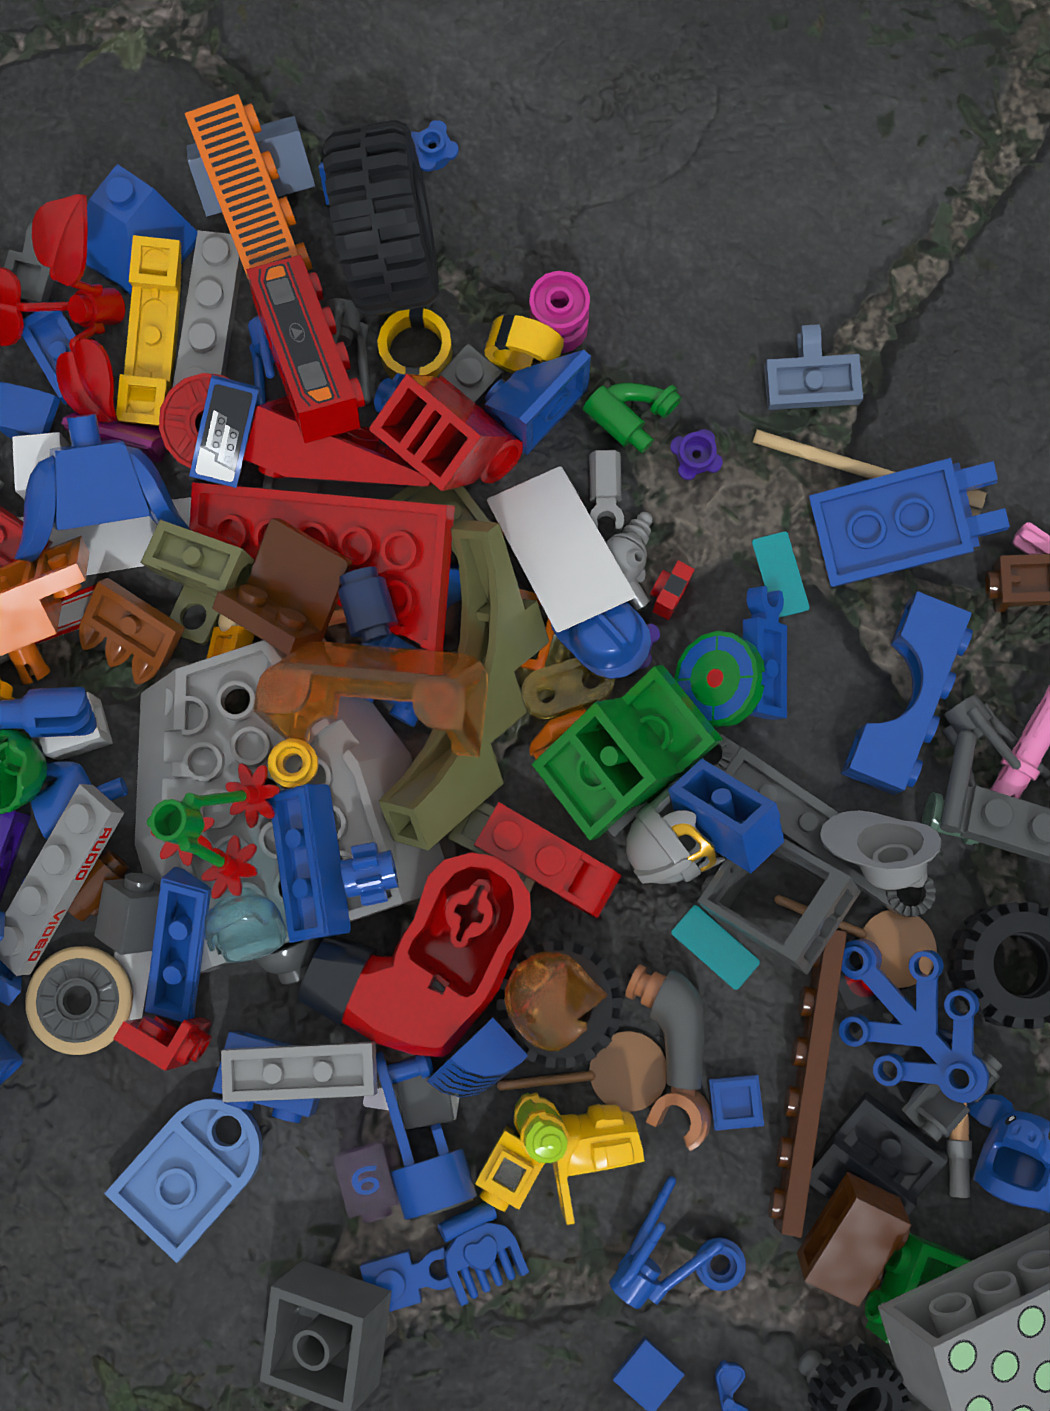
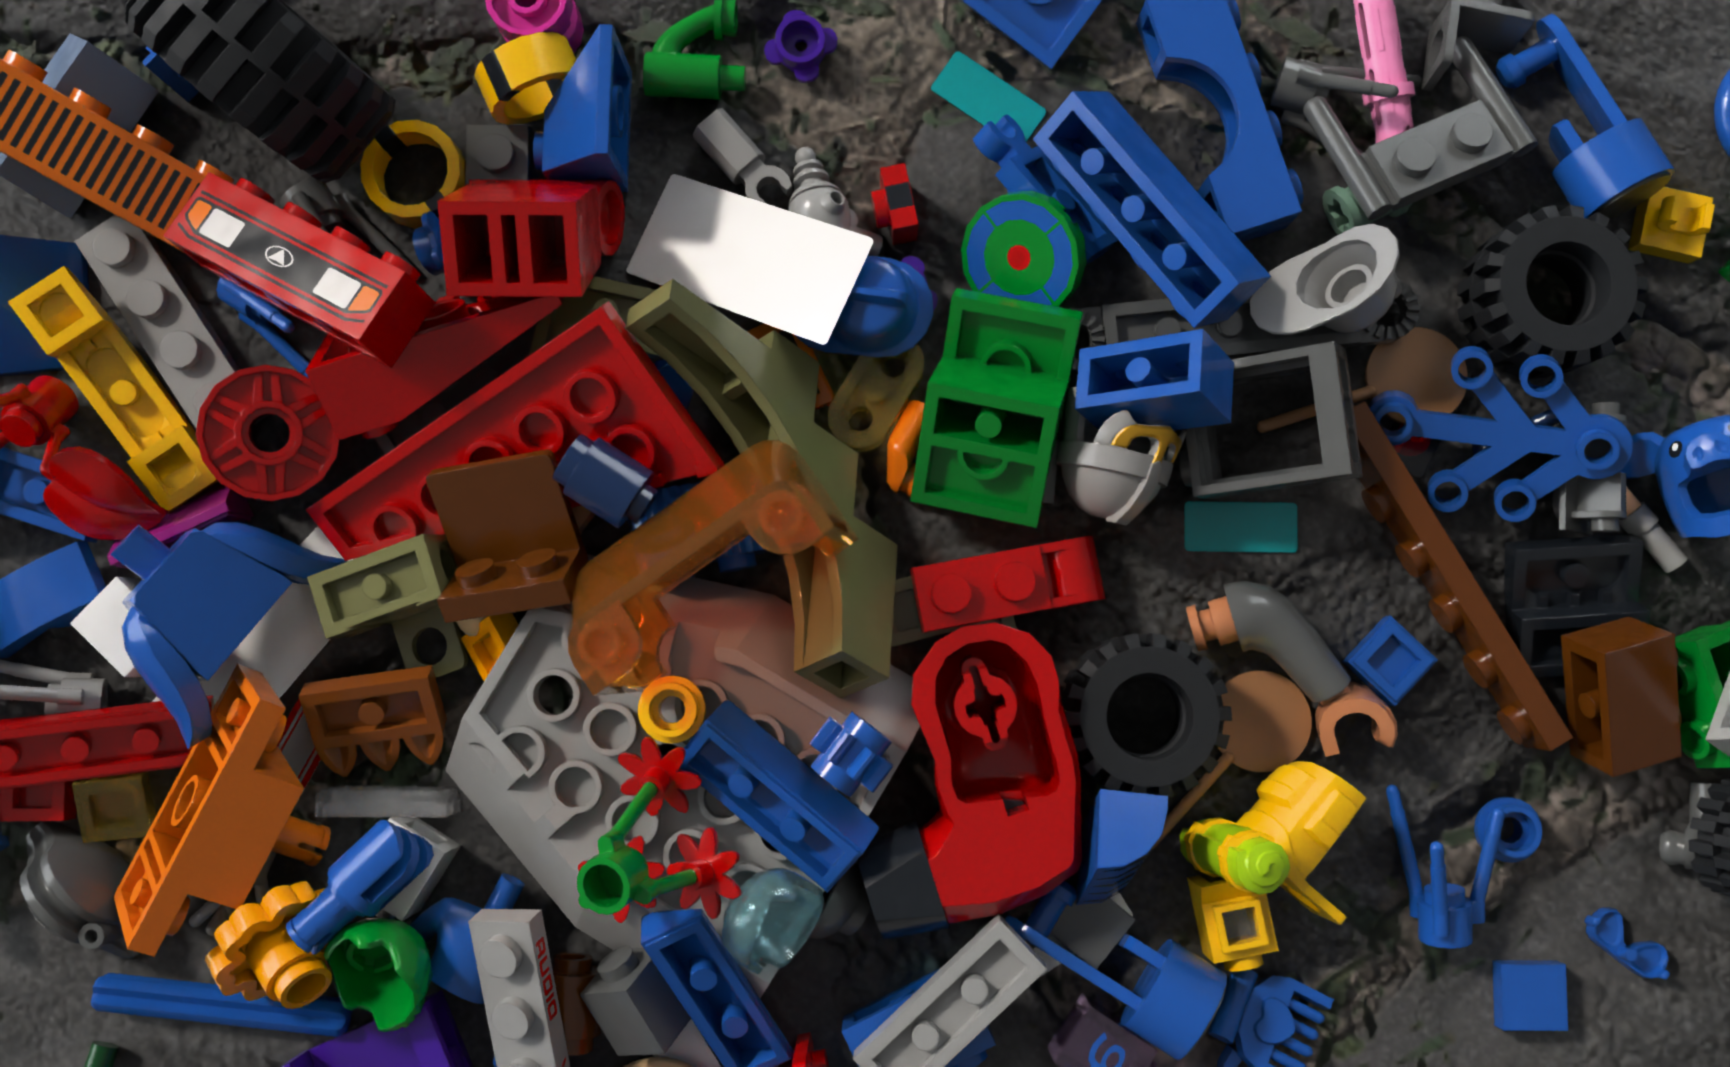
camera: 40 degrees left, 5 degrees up
(95, 683) = (389, 801): none -> clear tile
(224, 431) = (292, 427): slope -> none
(549, 997) = (1138, 722): clear orange piece -> none
(815, 714) = (1150, 208): none -> blue brick

